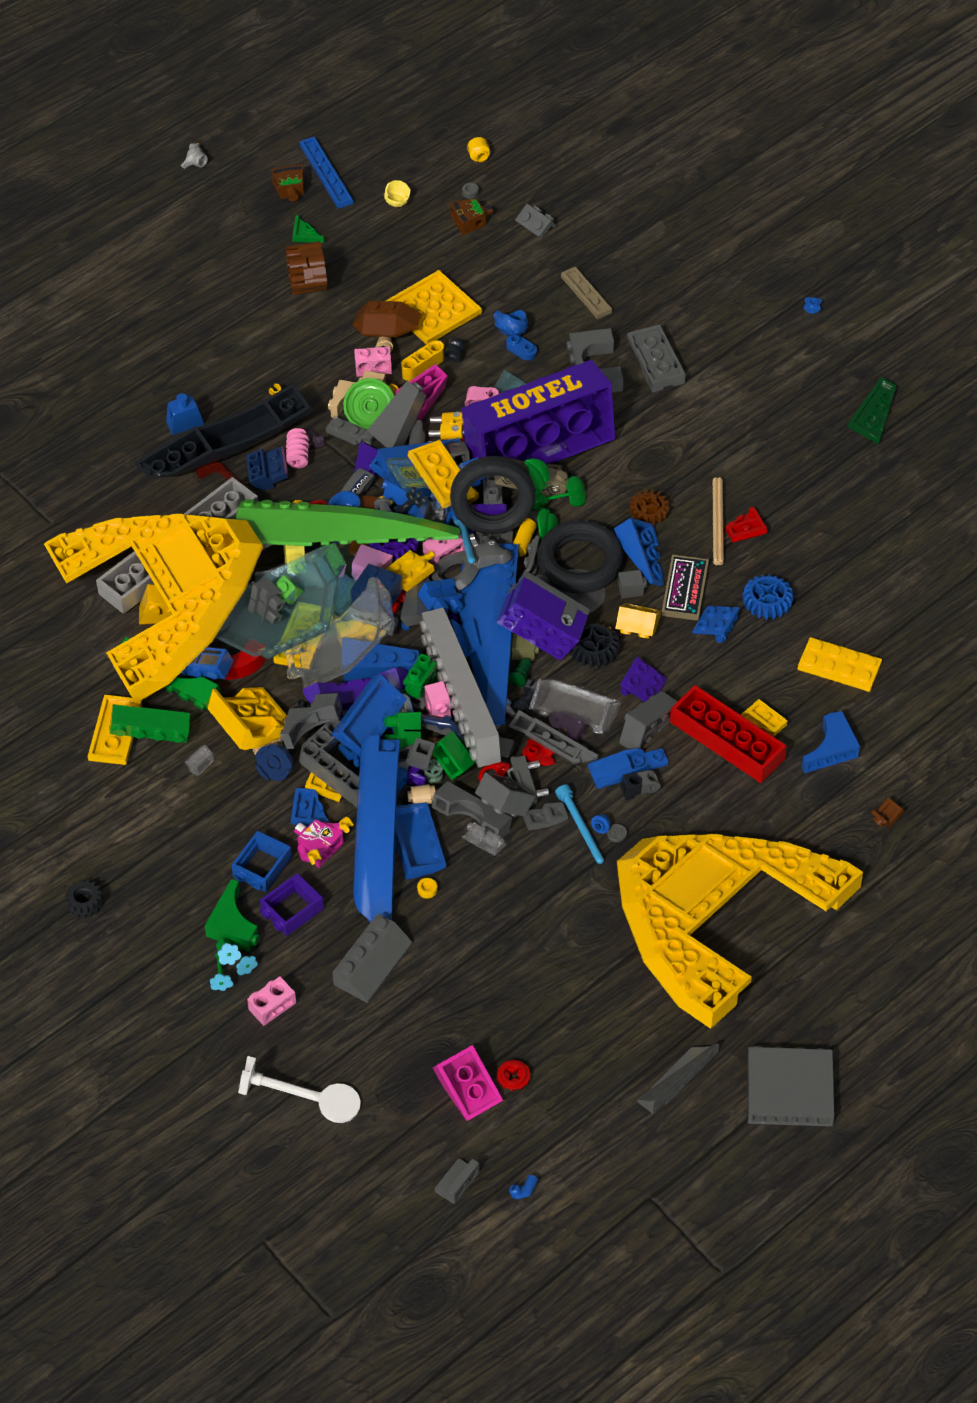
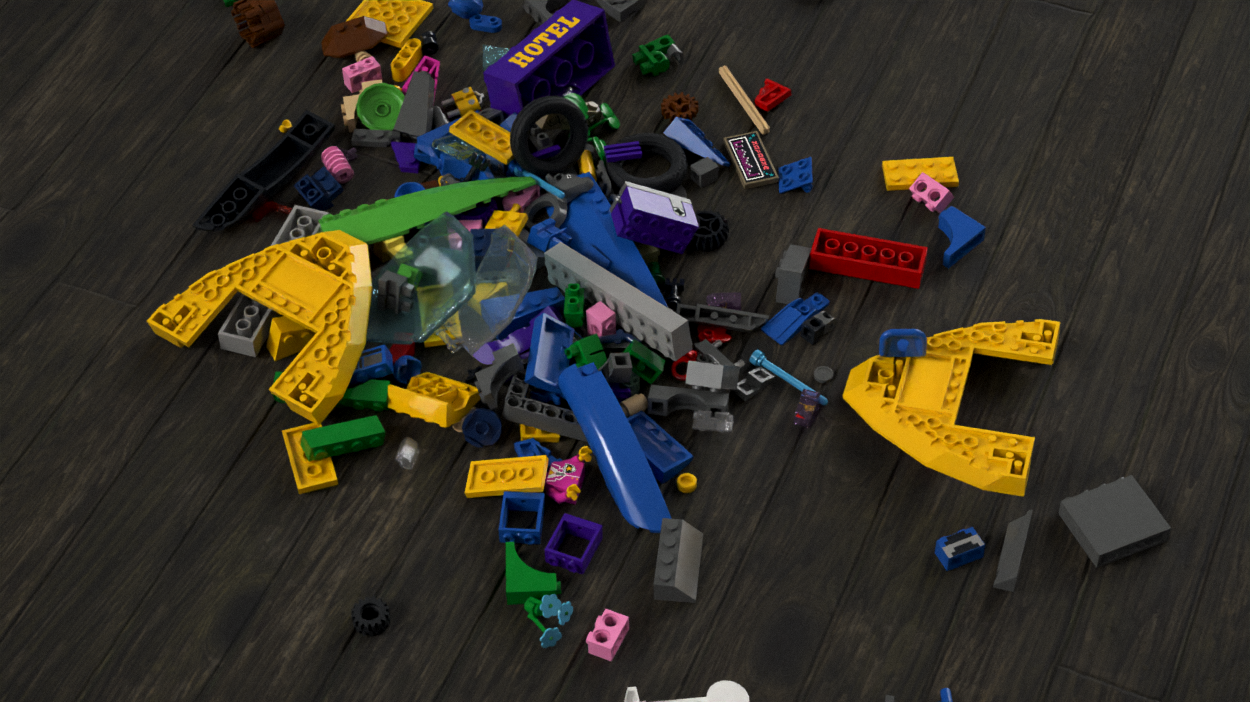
camera: 25 degrees left, 5 degrees down
(183, 414) = (213, 172): blue torso -> none
(242, 677) = (405, 368): none -> blue hair
(269, 817) = (506, 474): none -> yellow plate
(359, 482) = (411, 172): dark grey slope -> none
(468, 1083) = (834, 632): dark pink slope -> none
(478, 394) = (474, 71): bright pink piece -> none
(512, 1067) = (878, 609): red gear -> none
(560, 533) = (622, 151): none -> dark purple tile
(577, 861) = (807, 408): none -> clear purple leg
(593, 708) = (725, 280): clear windscreen -> none
(600, 823) = (806, 366): blue plate -> none
(629, 1052) = (959, 548): none -> brick
(637, 620) = (730, 197): yellow slope -> none
(642, 680) = (765, 244): dark purple hinge -> none
(661, 442) = (658, 55): none -> green hips
(690, 833) = (903, 343): none -> blue piece
(765, 718) = (889, 233): yellow wing -> none
(767, 591) = (826, 142): blue gear -> none
(835, 688) = (933, 191): none -> bright pink brick
(887, 813) = (1041, 272): reddish brown bracket -> none

